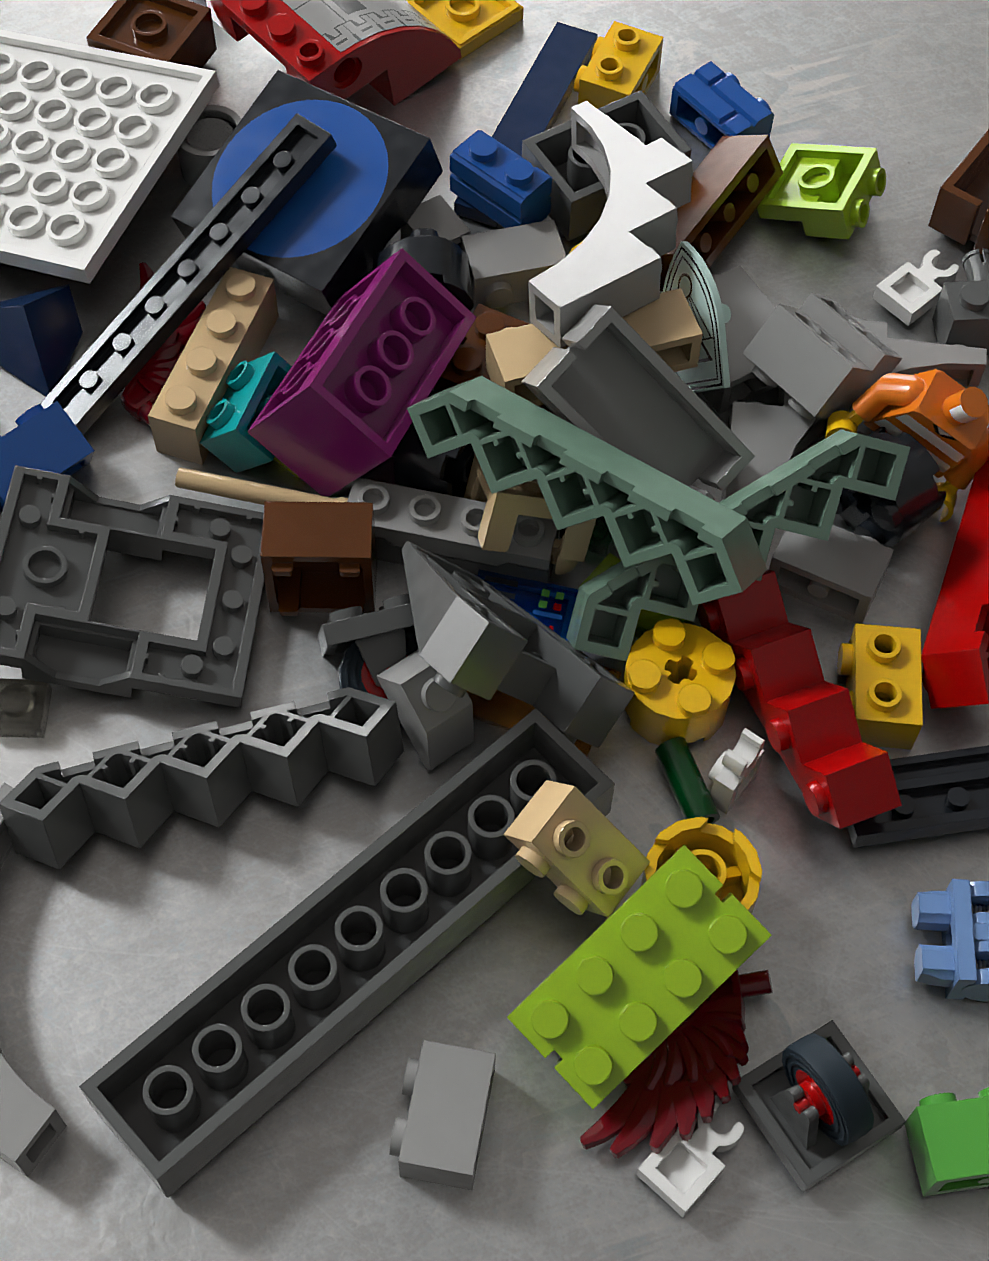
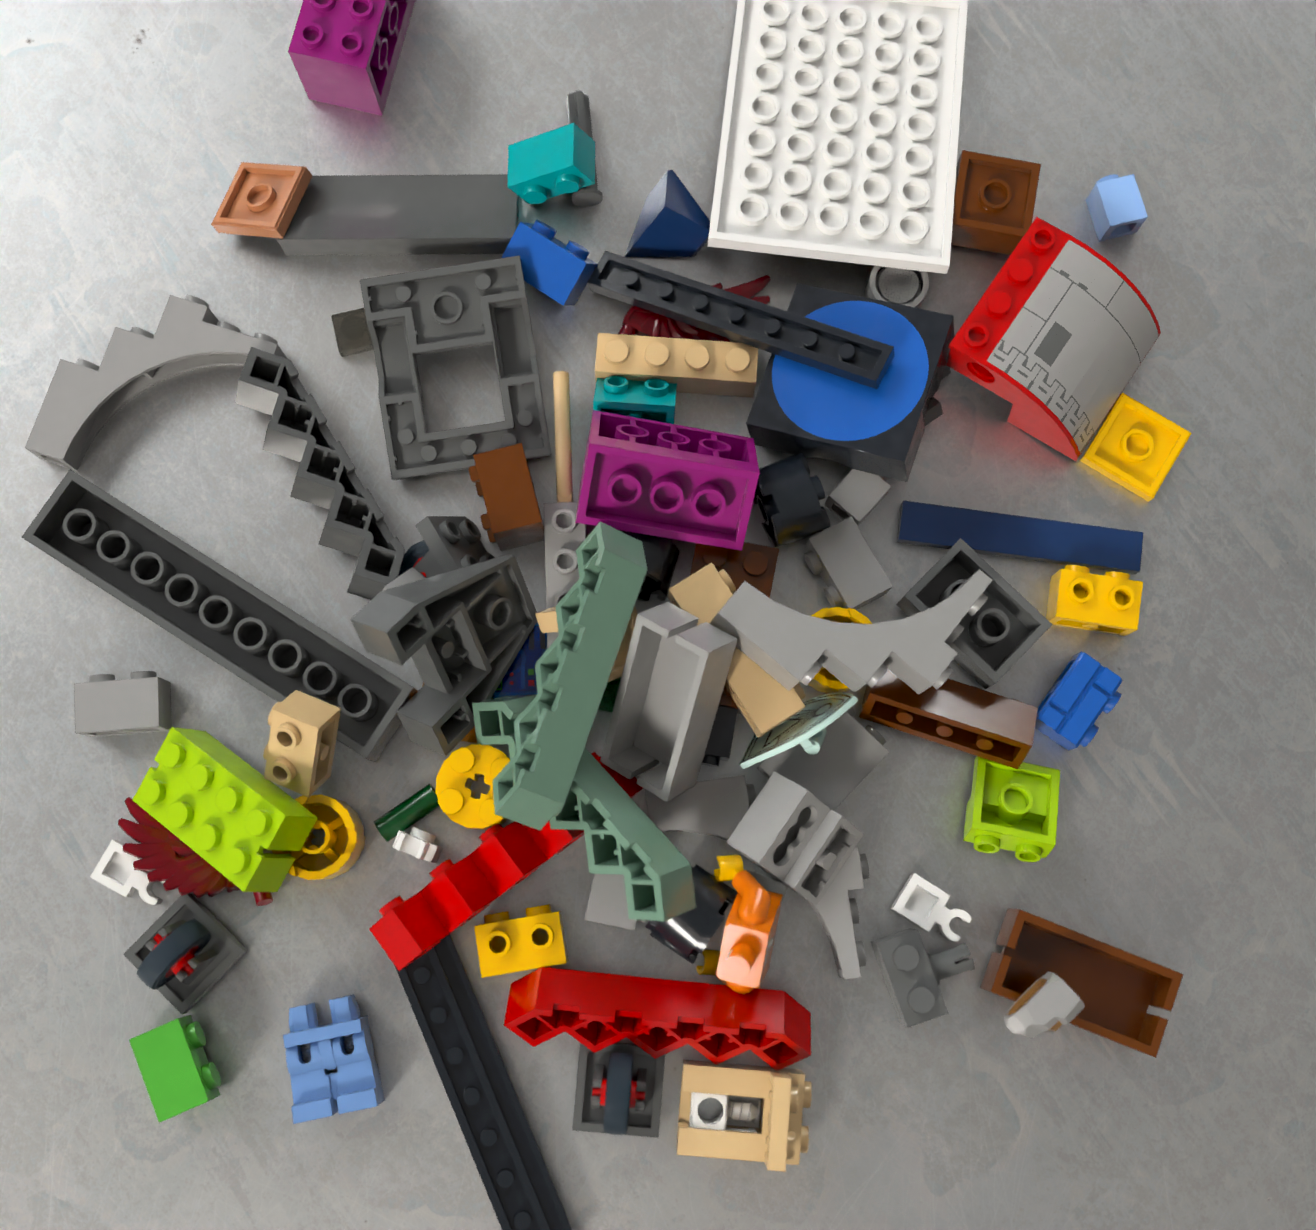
camera: 75 degrees right, 20 degrees up
(499, 182) = (918, 532): blue brick -> none

